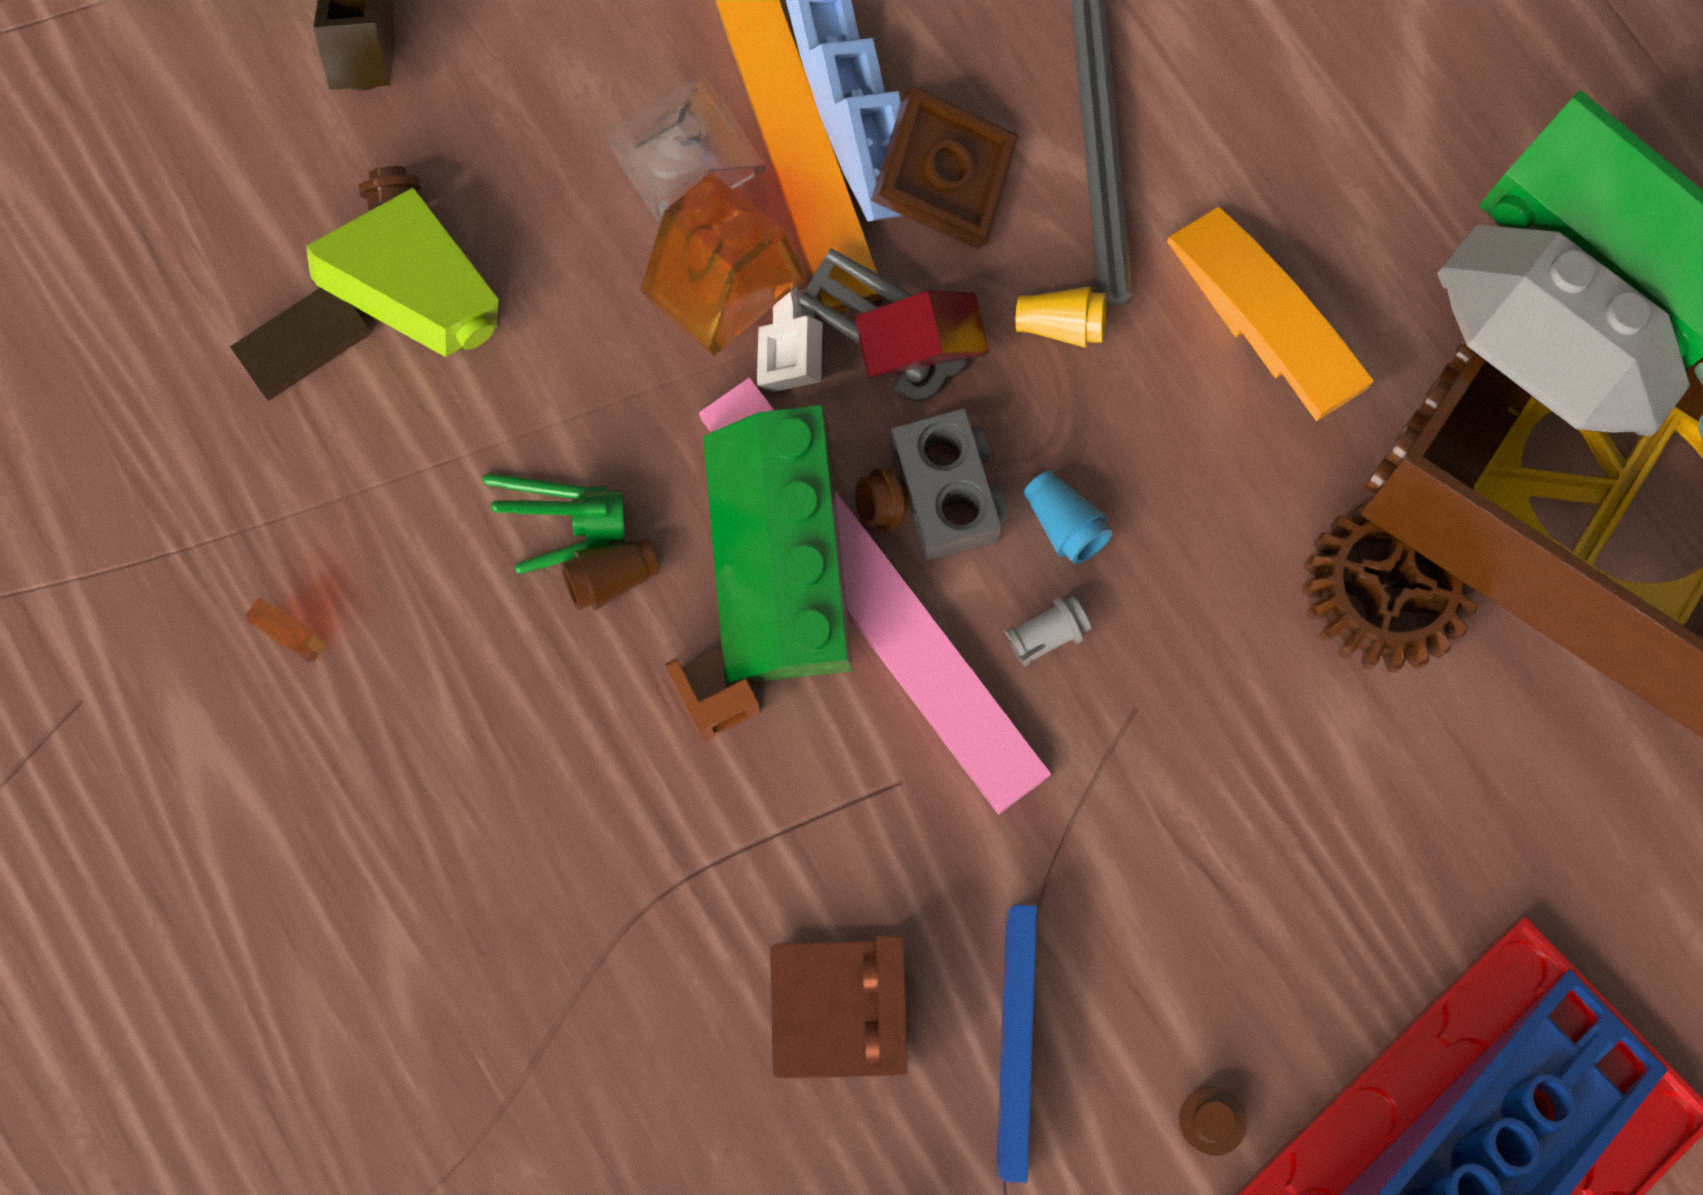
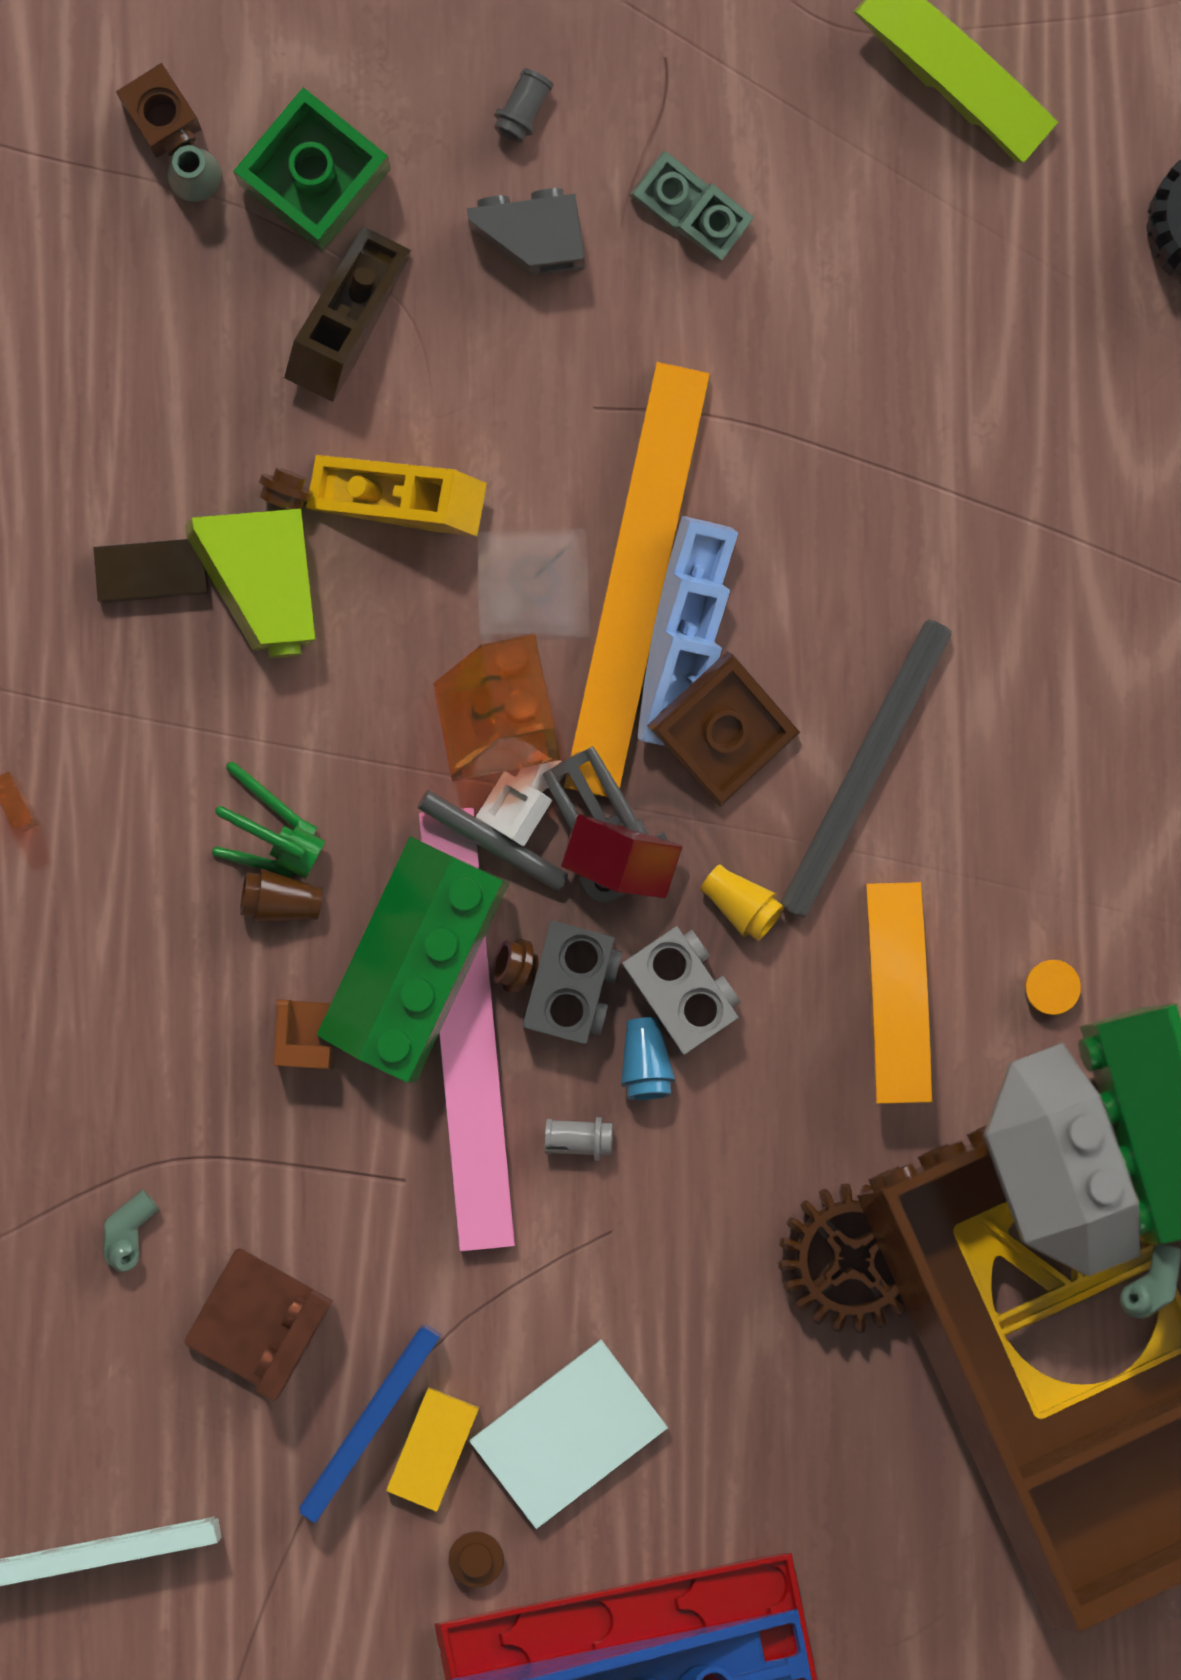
camera: 30 degrees right, 10 degrees up
(504, 131) = (398, 494): none -> yellow slope
(642, 1001) = (121, 1231): none -> sand green arm
(786, 394) = (492, 840): none -> dark grey bar
(1051, 442) = (669, 997): none -> light grey brick
(1096, 1033) = (432, 1449): none -> yellow tile
(1223, 933) = (568, 1433): none -> light aqua tile
(1404, 229) = (1052, 987): none -> light orange tile

